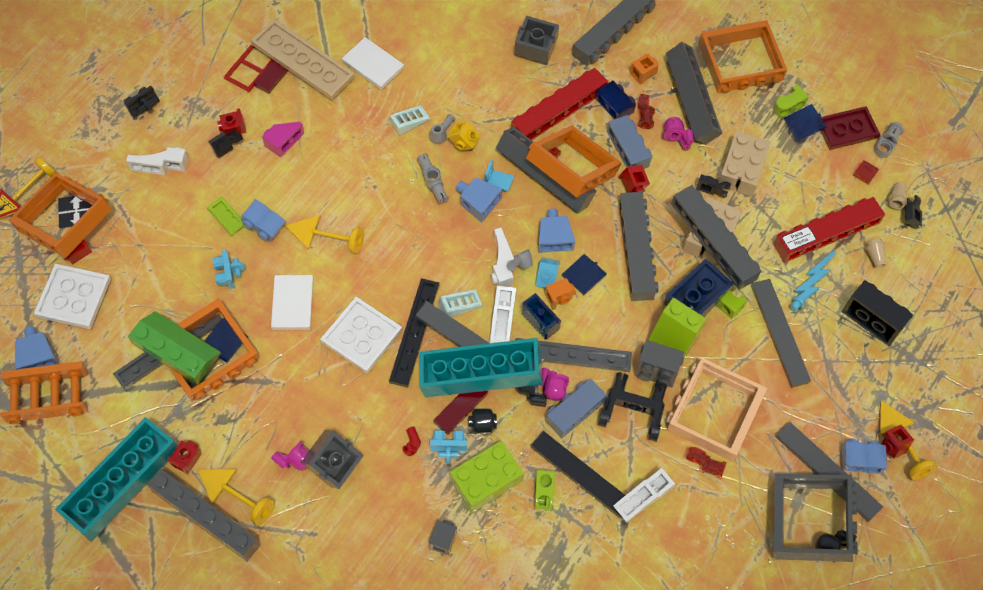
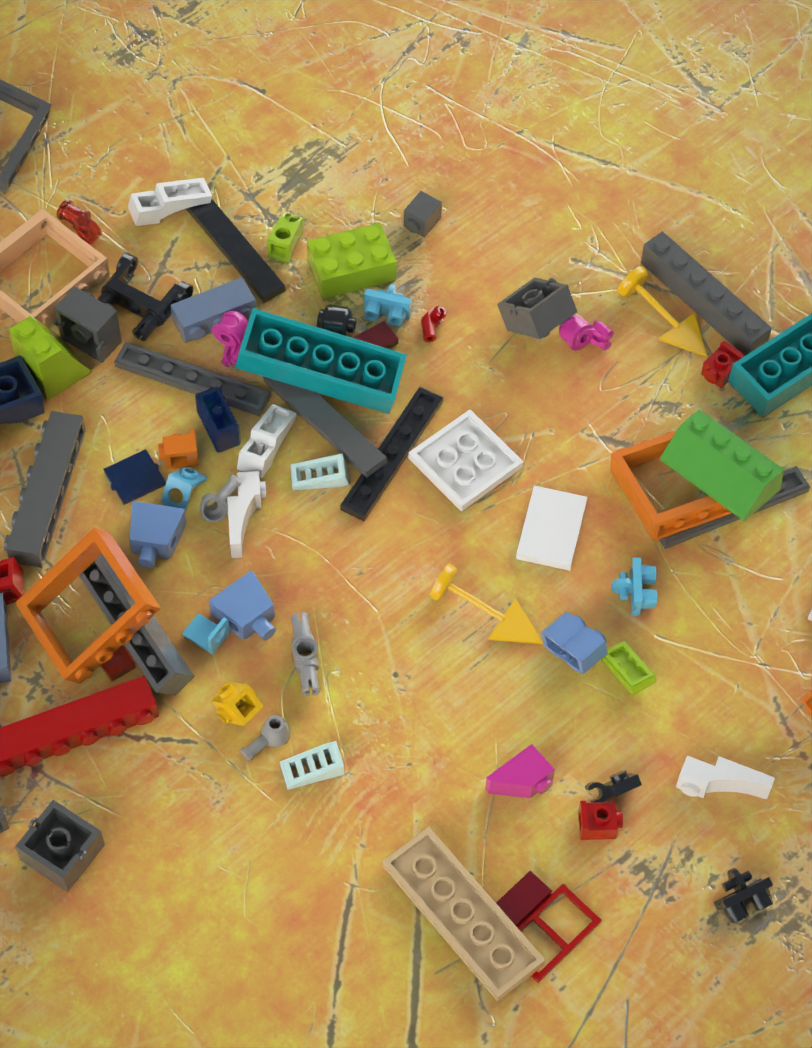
camera: 165 degrees left, 5 degrees down
(224, 340) = (659, 492): clear blue piece -> none
(373, 63) = (345, 885): white tile -> none

